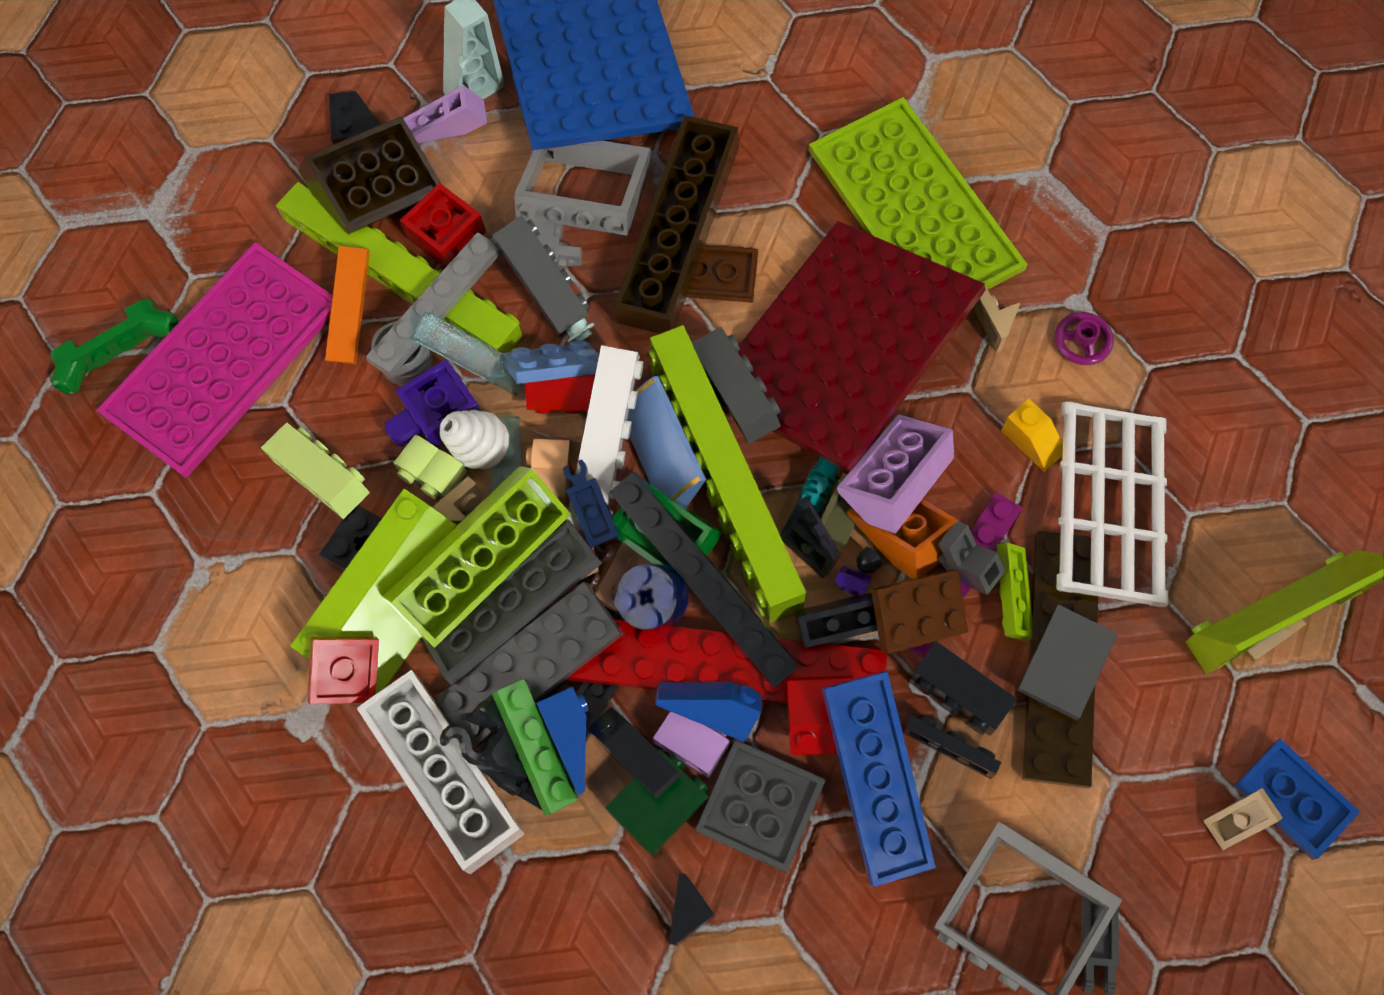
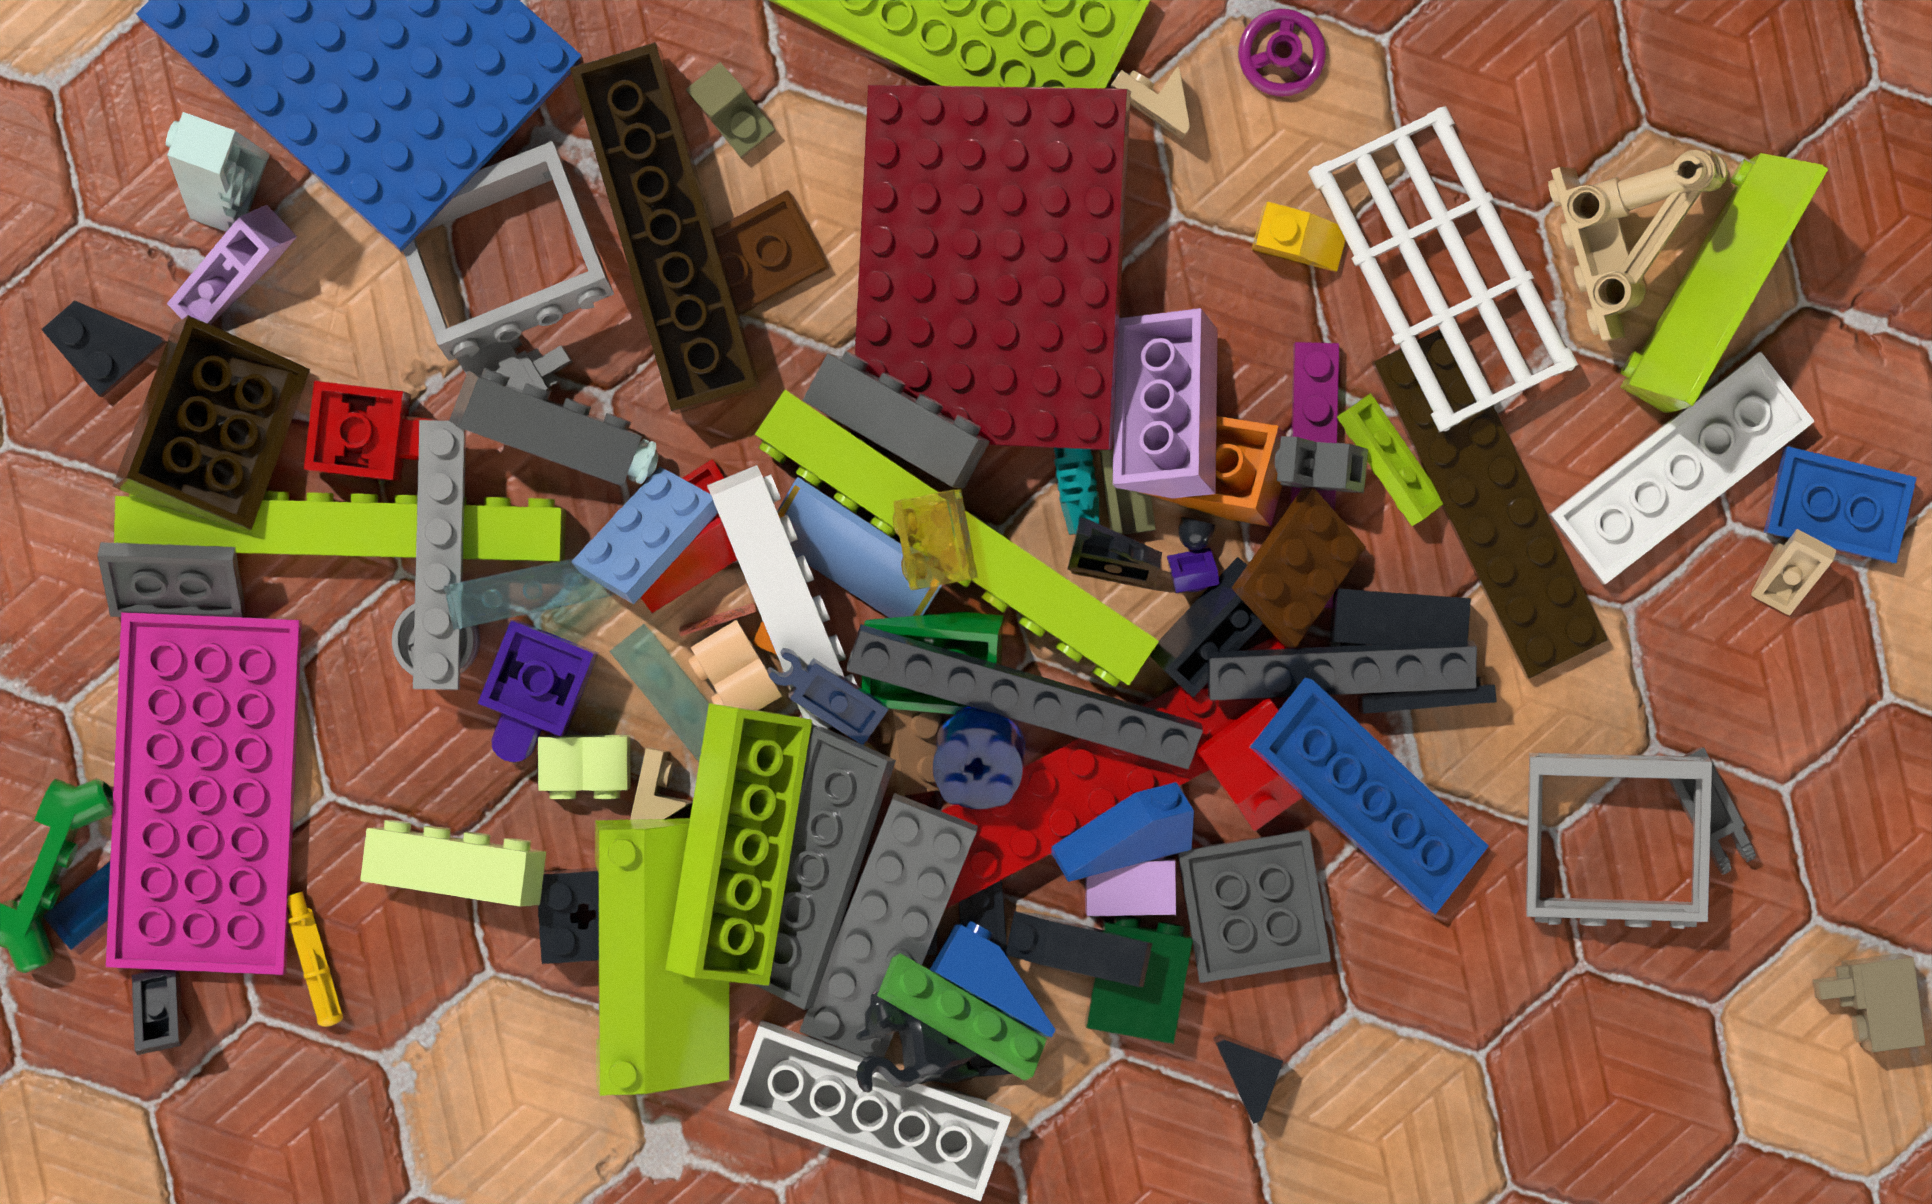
camera: 45 degrees left, 20 degrees up
(100, 450) = (158, 1011): none -> black slope
(106, 379) = (82, 909): none -> clear blue tile
(204, 481) = (313, 961): none -> yellow piece
(292, 237) = (171, 579): none -> dark grey plate
(342, 669) = (681, 1079): plate -> none
(347, 305) = (317, 622): orange tile -> none
(475, 438) = (621, 695): white piece -> none
(710, 448) = (934, 539): none -> clear yellow bracket
(755, 196) = (730, 110): none -> olive slope
(912, 690) = (1343, 669): none -> black plate
(1067, 662) = (1501, 513): dark grey tile -> none
(1200, 710) = (1681, 468): none -> white plate
(1230, 521) = (1600, 239): none -> tan plate

